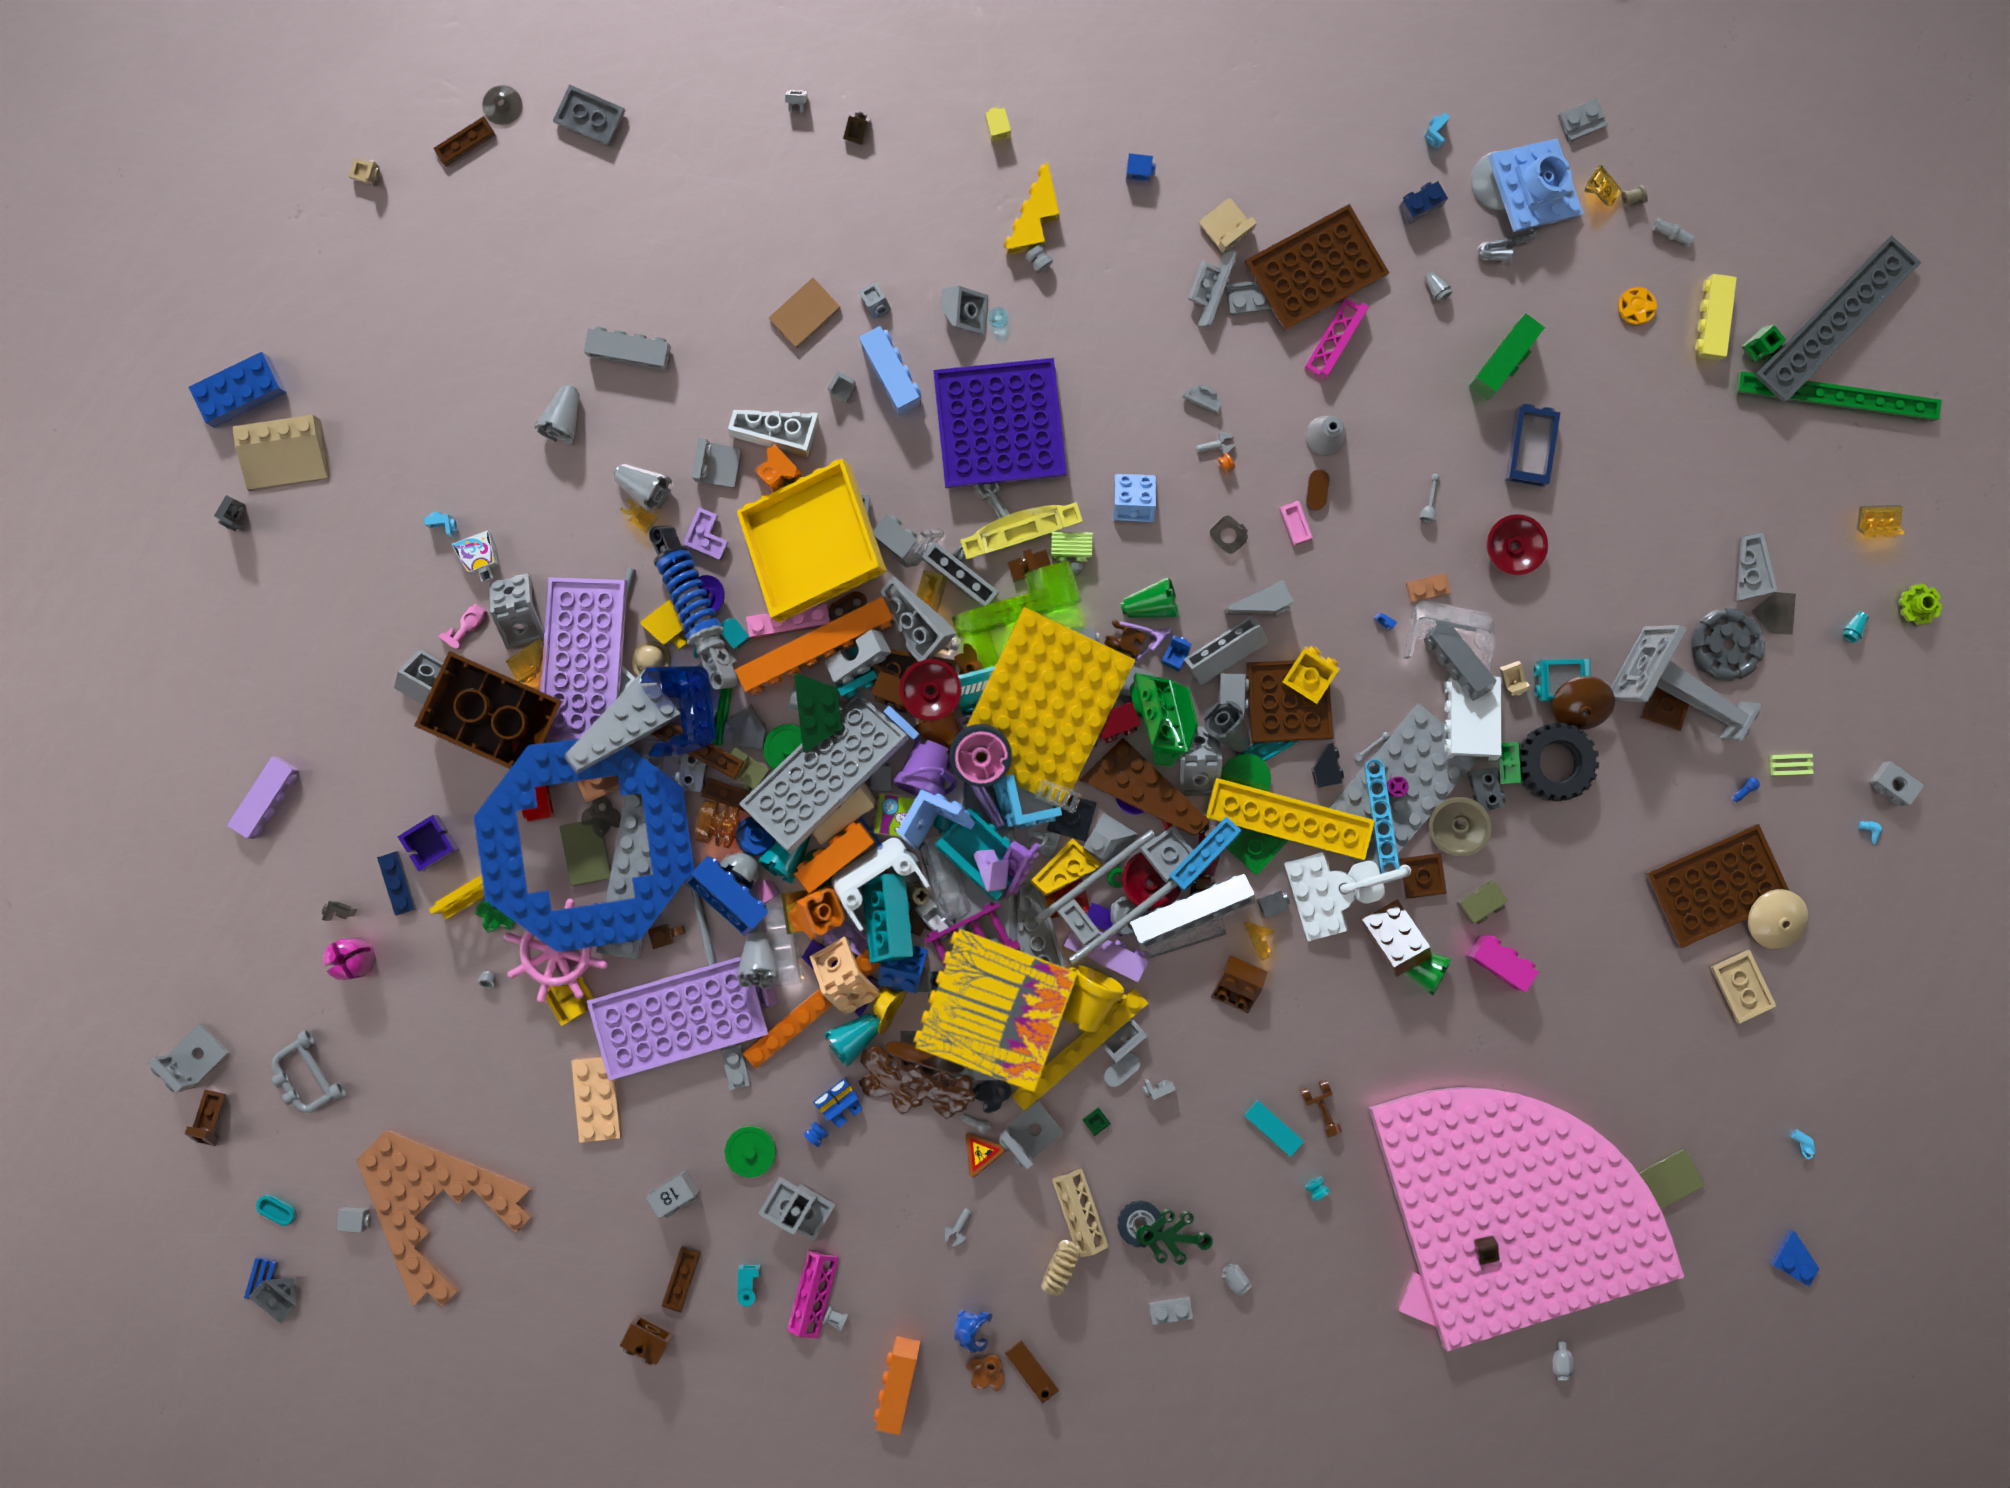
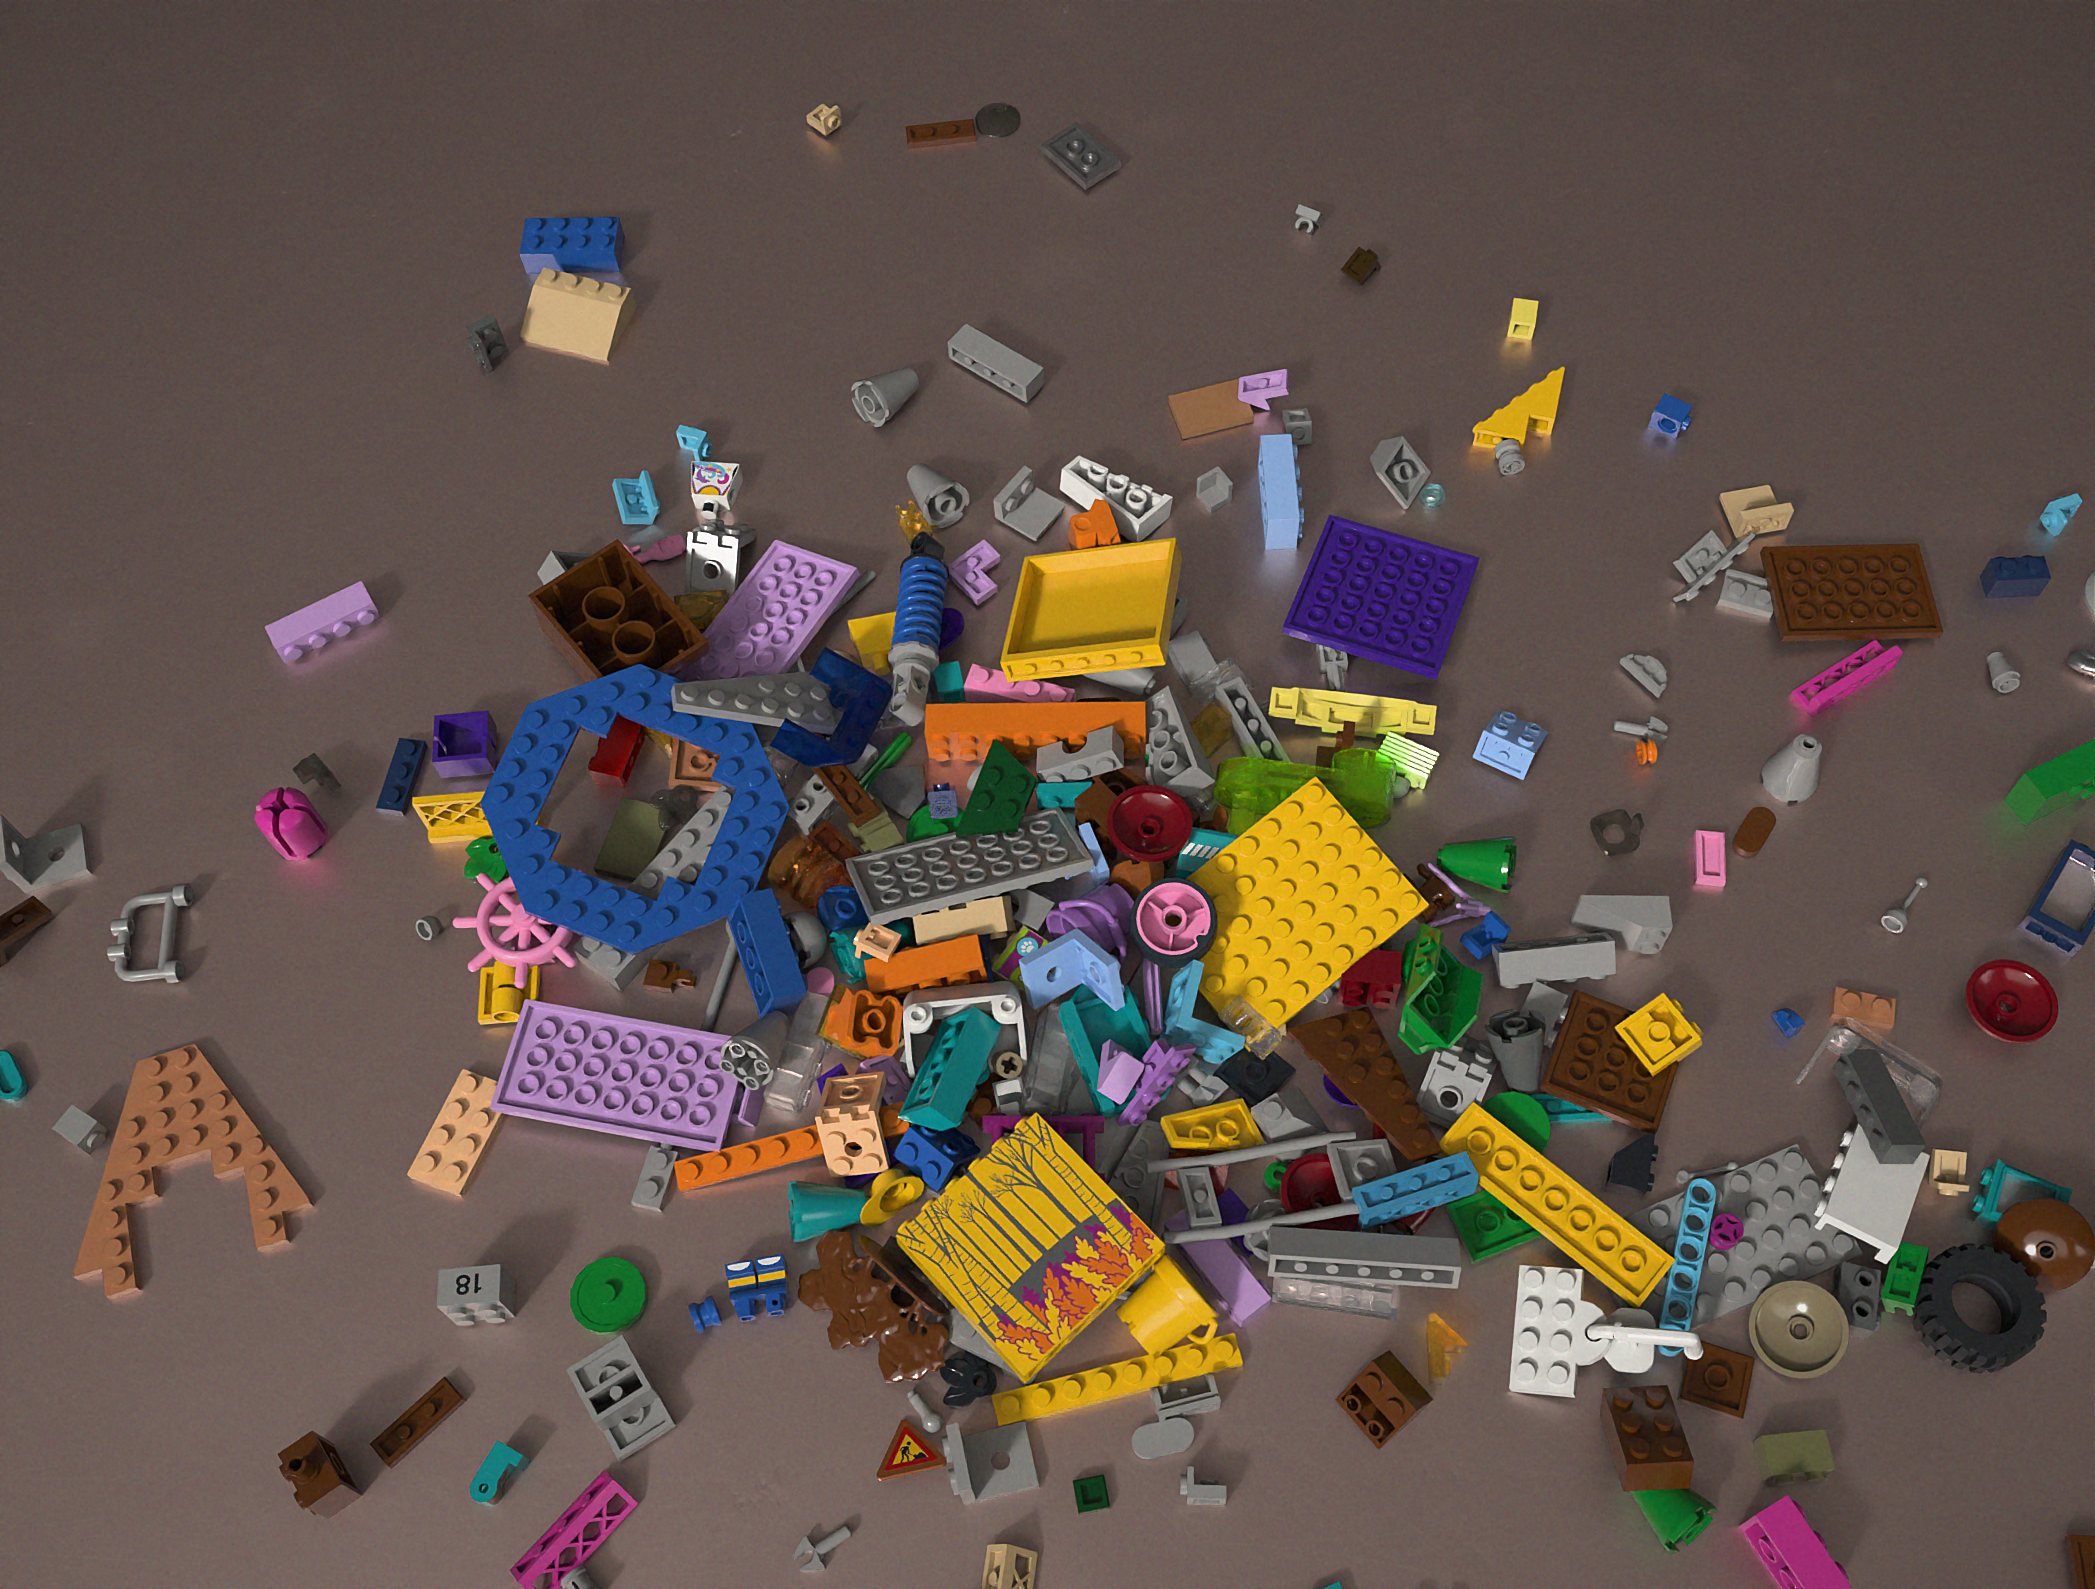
camera: 30 degrees right, 25 degrees down
(427, 591) = (636, 499): none -> medium azure bracket
(777, 725) = (942, 801): none -> clear blue bracket
(798, 860) = (876, 941): none -> light nougat bracket
(837, 281) = (1262, 387): none -> lavender slope
(1273, 903) = (1481, 1311): flat silver brick -> none

